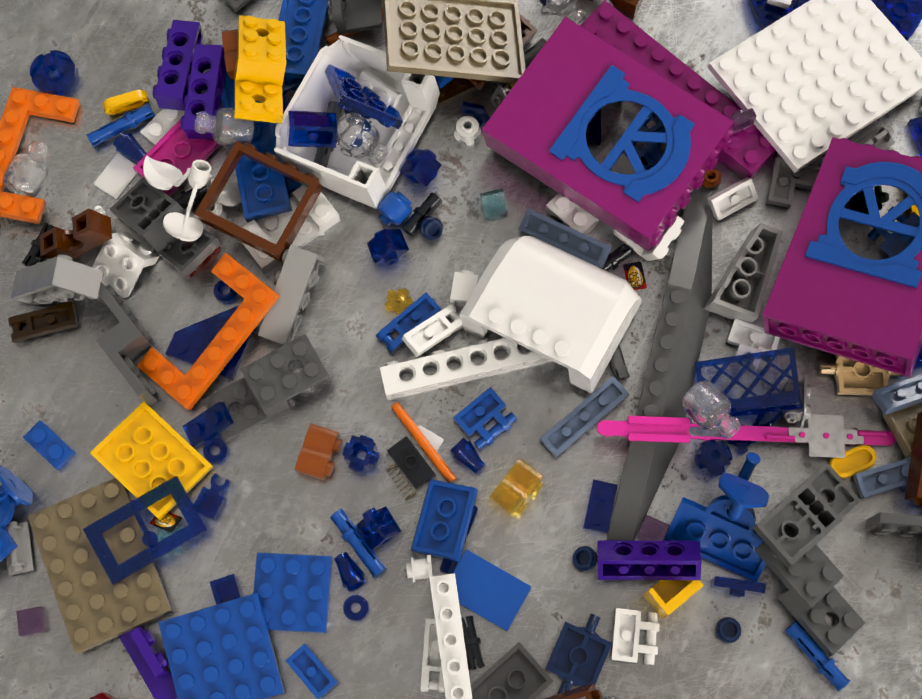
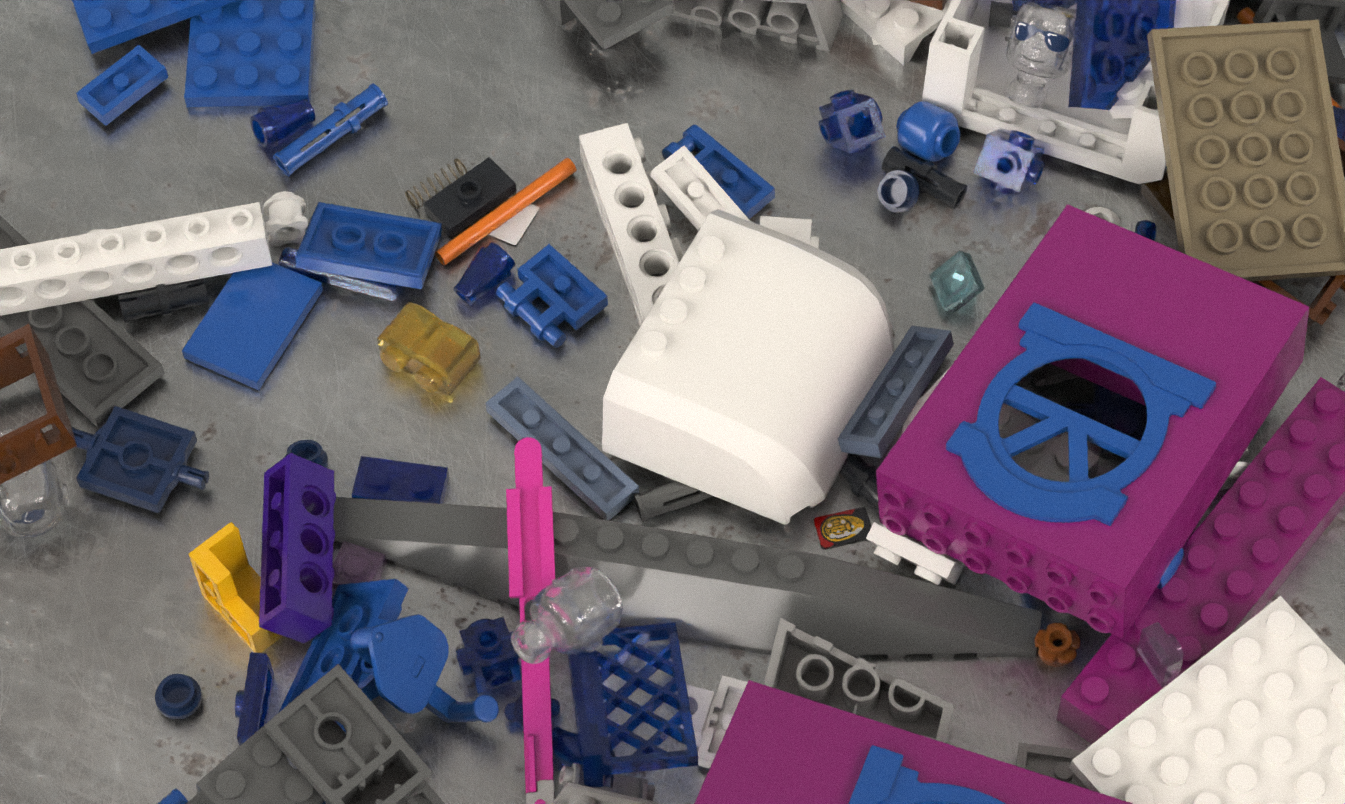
camera: 85 degrees right, 15 degrees down
(318, 451) = (481, 59): dark orange brick -> none
(348, 605) = (221, 128): clear blue plate -> none
(355, 447) = (478, 113): clear blue brick -> none
(378, 527) = (353, 148): clear blue brick -> none
(399, 301) = (763, 159): clear yellow plant -> none
(626, 636) = (165, 531): white plate -> none
(733, 198) = (1015, 681): white plate -> none

